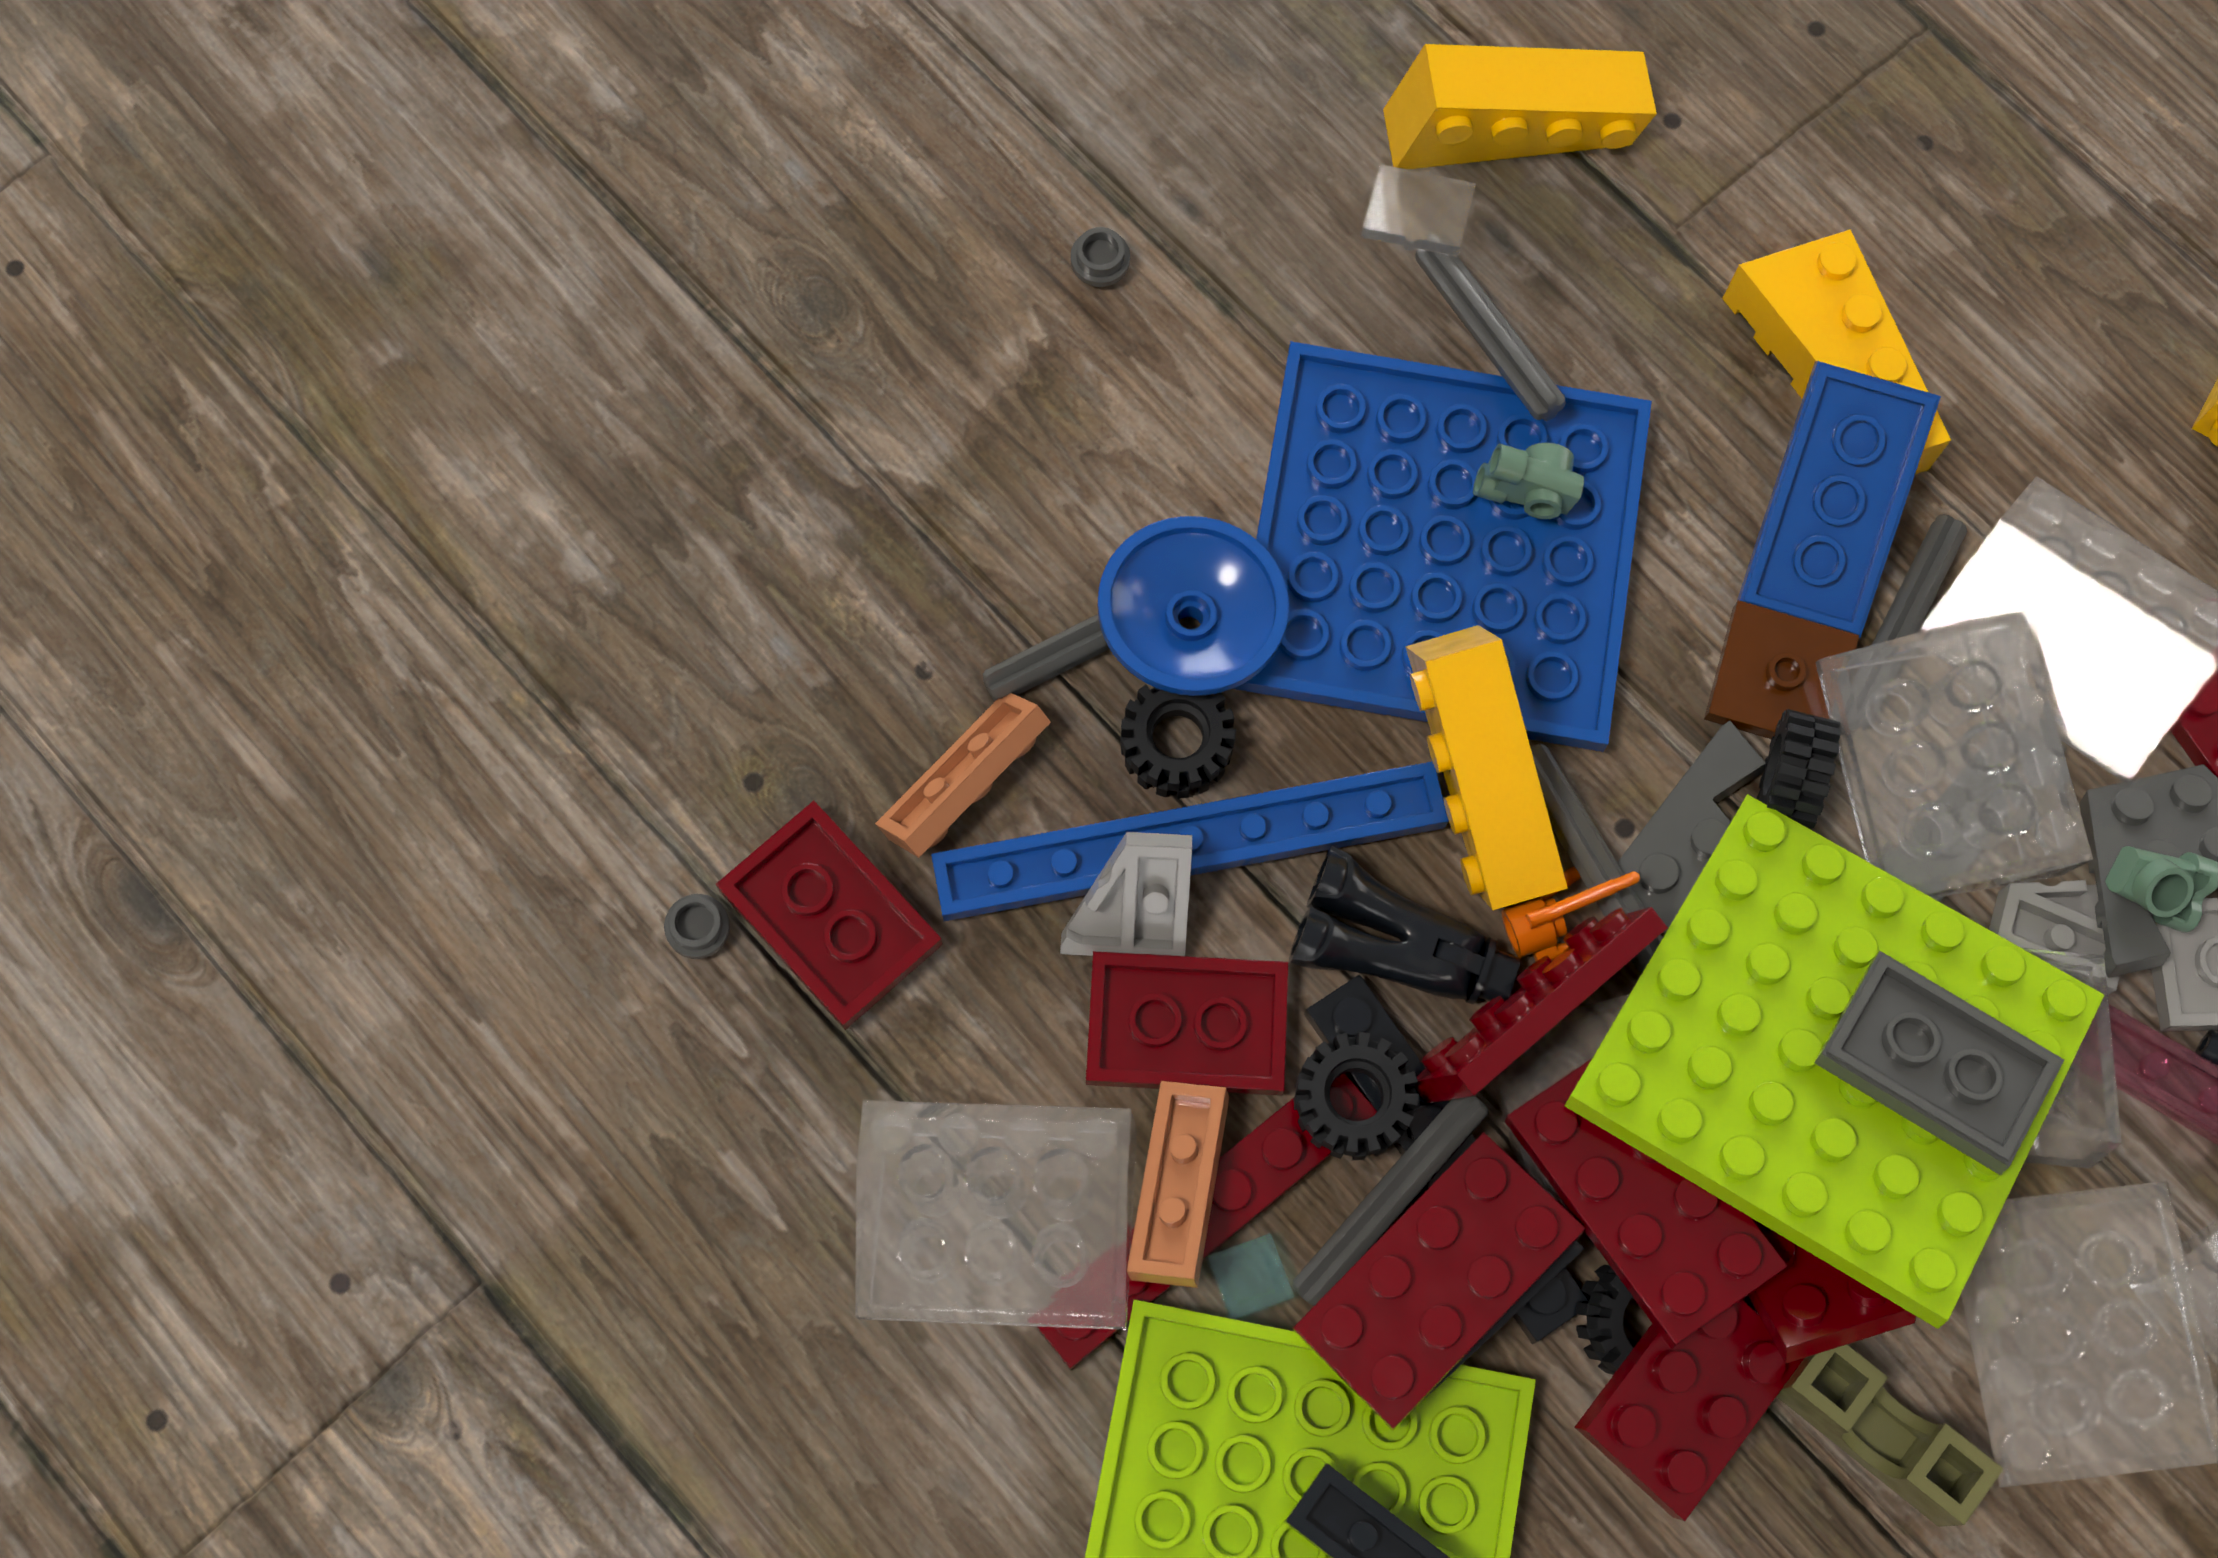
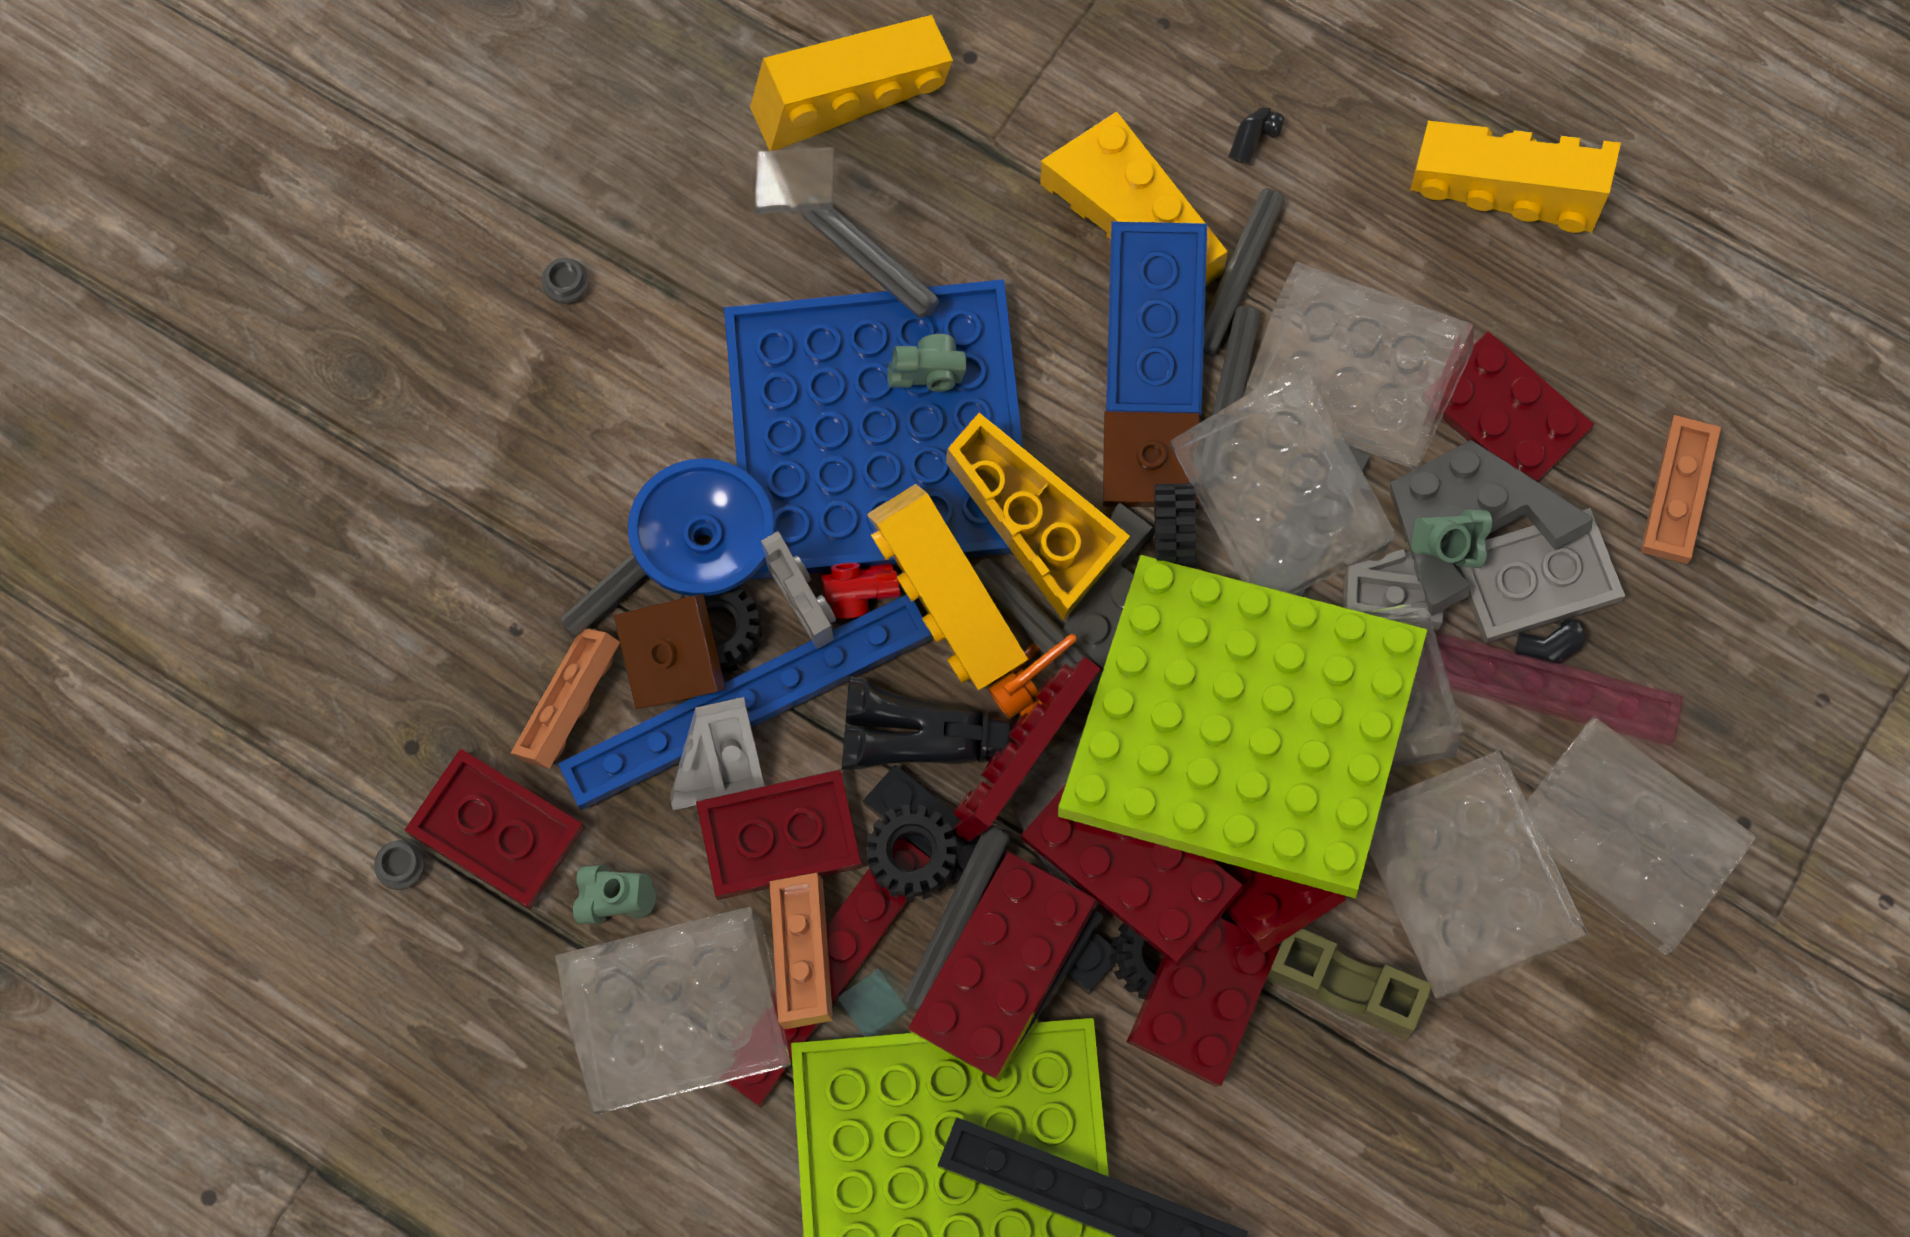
camera: 10 degrees left, 0 degrees up
(954, 1040) = (611, 894): none -> sand green plate
(1111, 751) = (669, 652): none -> reddish brown plate
(1292, 711) = (793, 582): none -> light grey wing
(1360, 734) = (851, 587): none -> red plate
(1626, 704) = (1040, 518): none -> yellow wedge
(1940, 1062) = (1314, 710): dark grey tile -> none
(1957, 465) = (1240, 268): none -> dark grey axle
(2005, 303) = (1251, 129): none -> black arm

